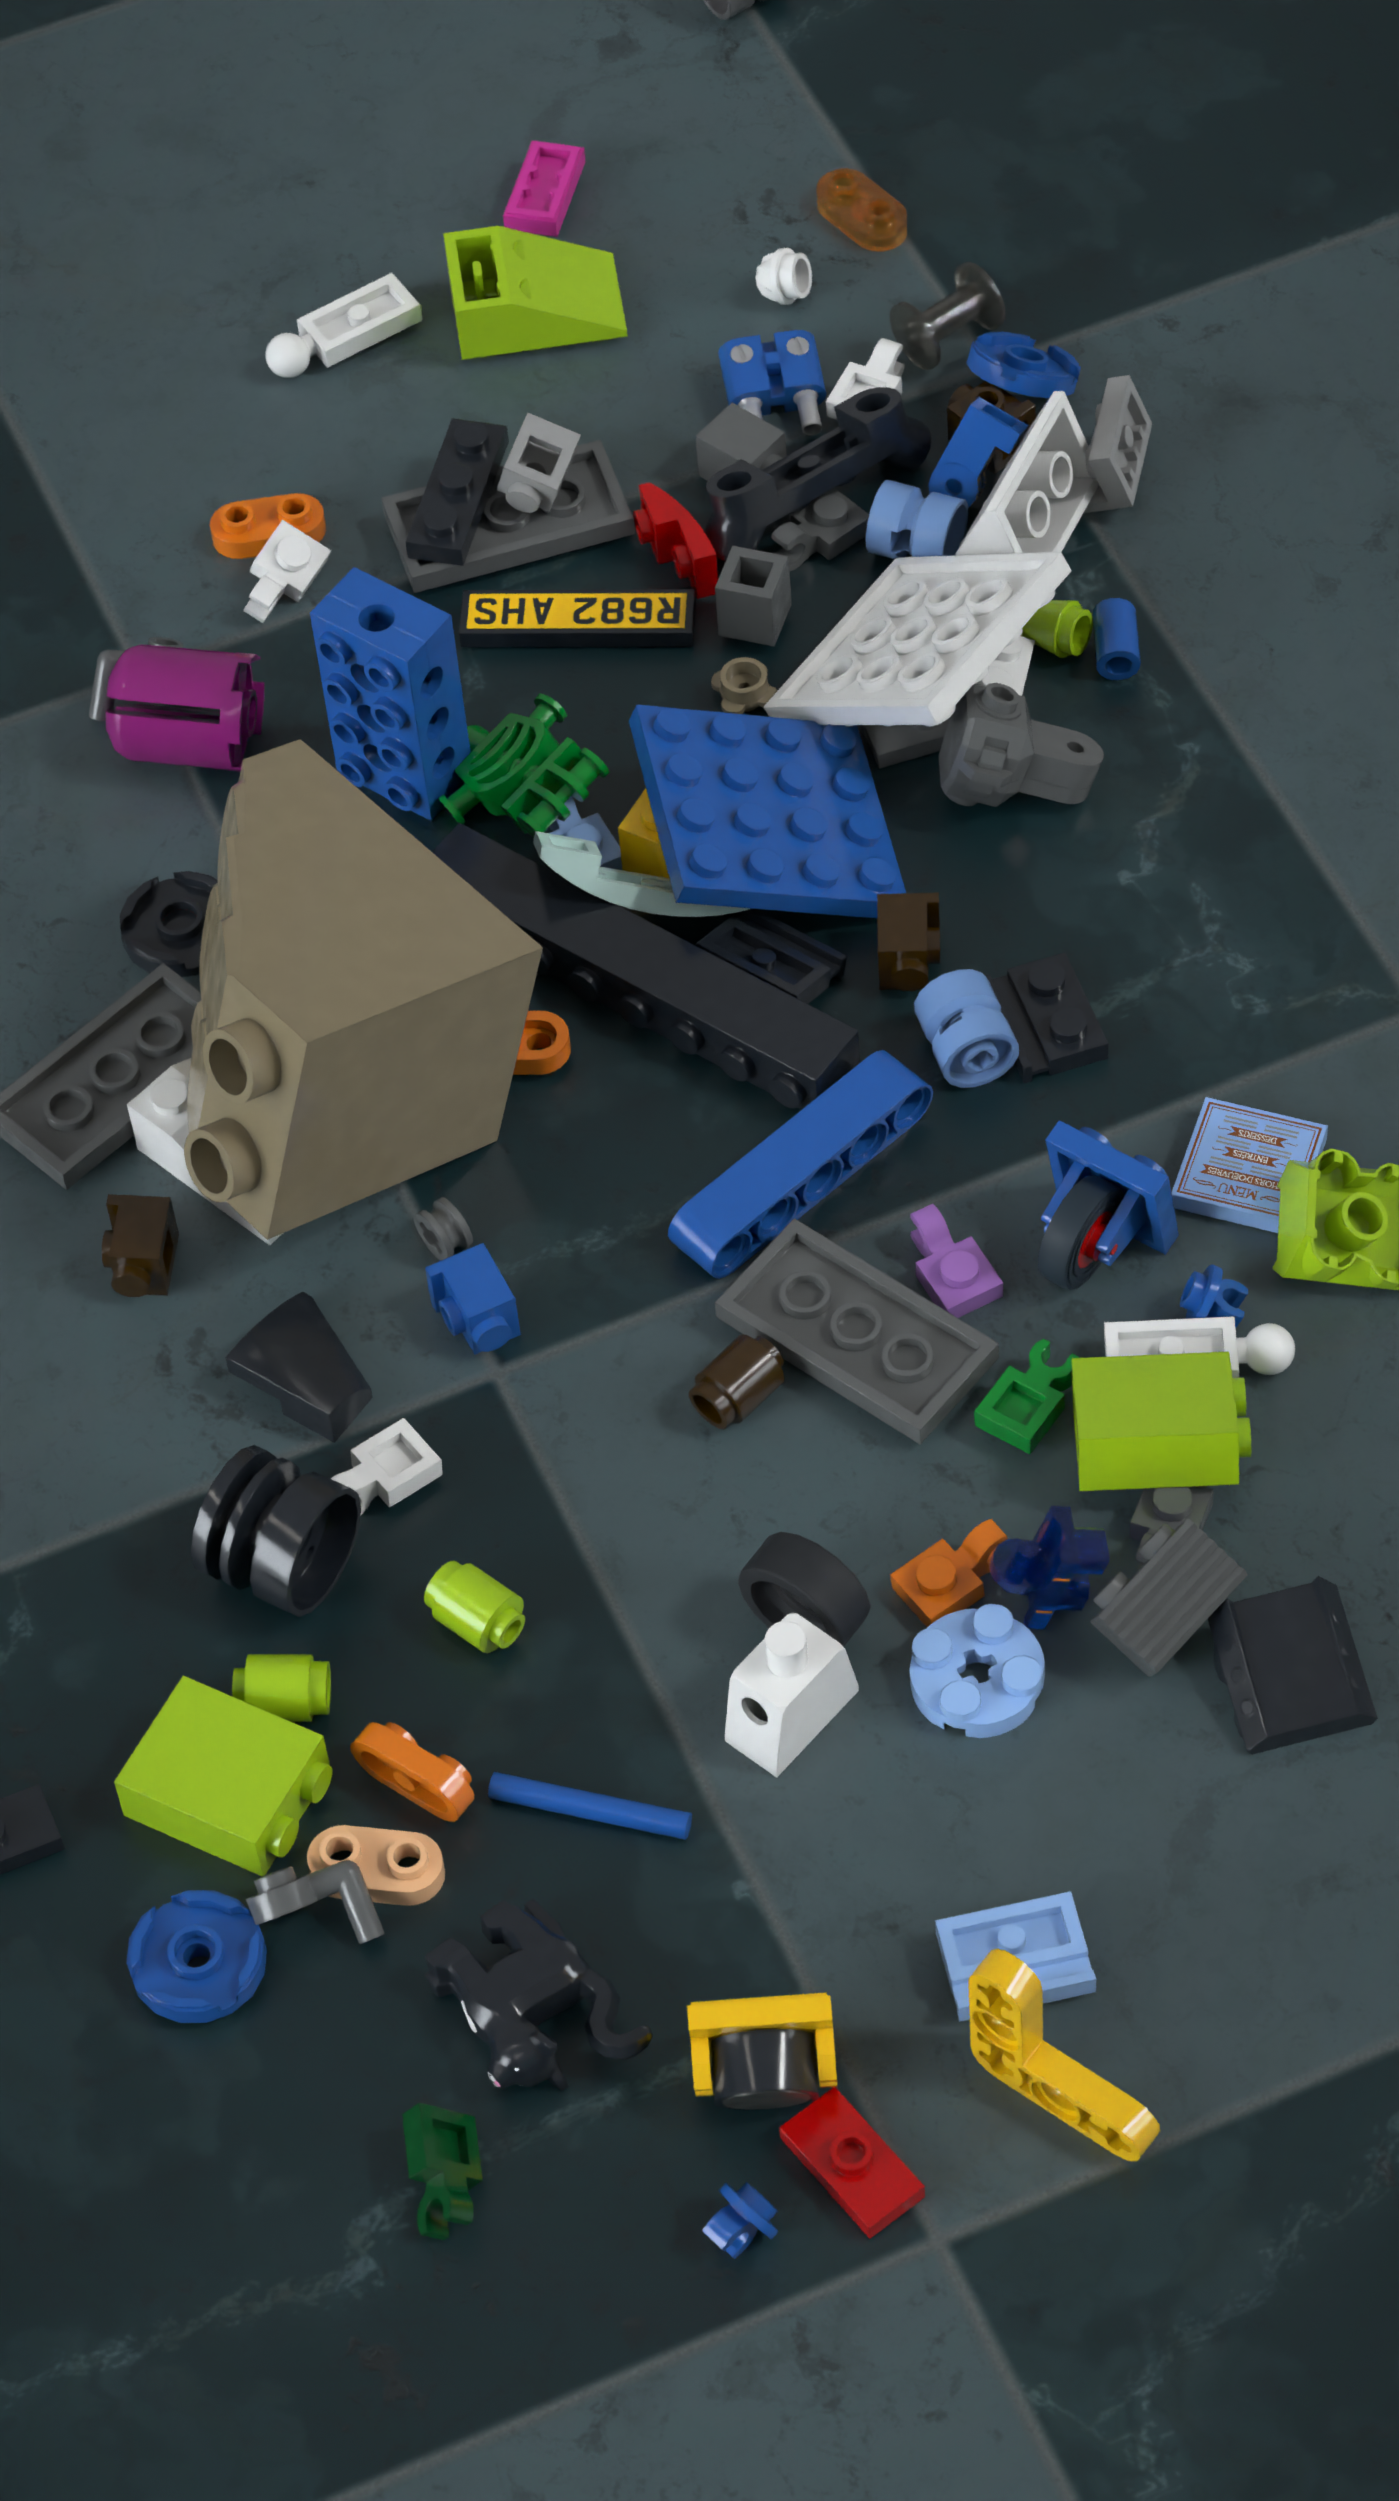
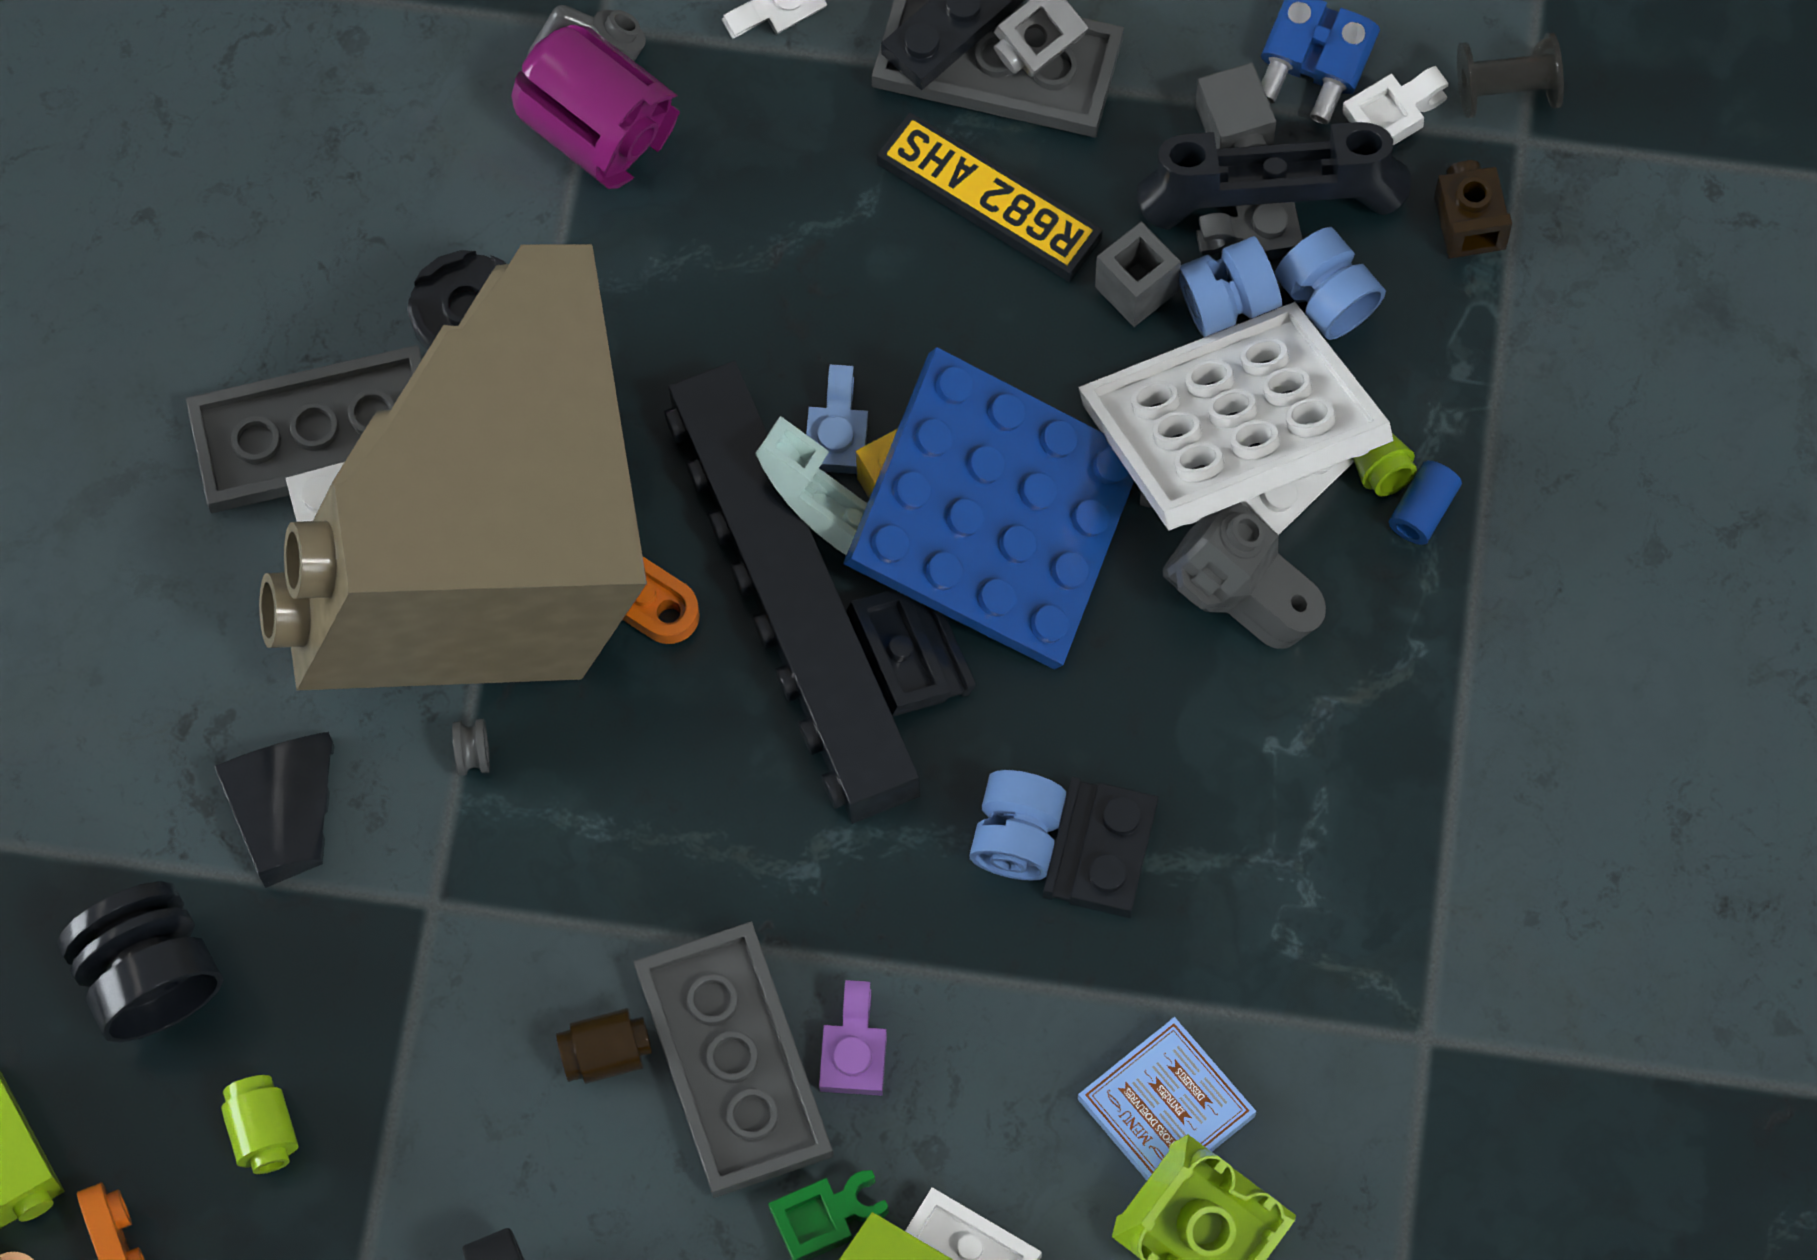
camera: 30 degrees right, 15 degrees up
(140, 1244) = (223, 611): dark brown brick -> none
(285, 1685) = (65, 1101): lime brick -> none
(391, 692) = (739, 212): blue brick -> none
(391, 1465) = (283, 948): white plate -> none
(474, 1299) = (449, 834): blue brick -> none
(524, 770) = (824, 337): green piece -> none
(676, 538) = (1118, 155): red slope -> none
(742, 685) = (1078, 339): dark tan plate -> none
(800, 1164) = (797, 867): blue beam -> none
(836, 567) = (1229, 286): none -> medium blue wheel
(907, 939) = (1032, 704): dark brown brick -> none
(972, 448) = (1407, 250): blue leg -> none
(1017, 366) = (1539, 169): blue plate -> none
(1038, 491) = (1438, 328): white slope -> none
(1100, 1206) = (992, 1080): blue plate -> none
(1117, 446) = (1555, 309): light grey bracket -> none
(1212, 1297) = (1033, 1213): blue plate -> none

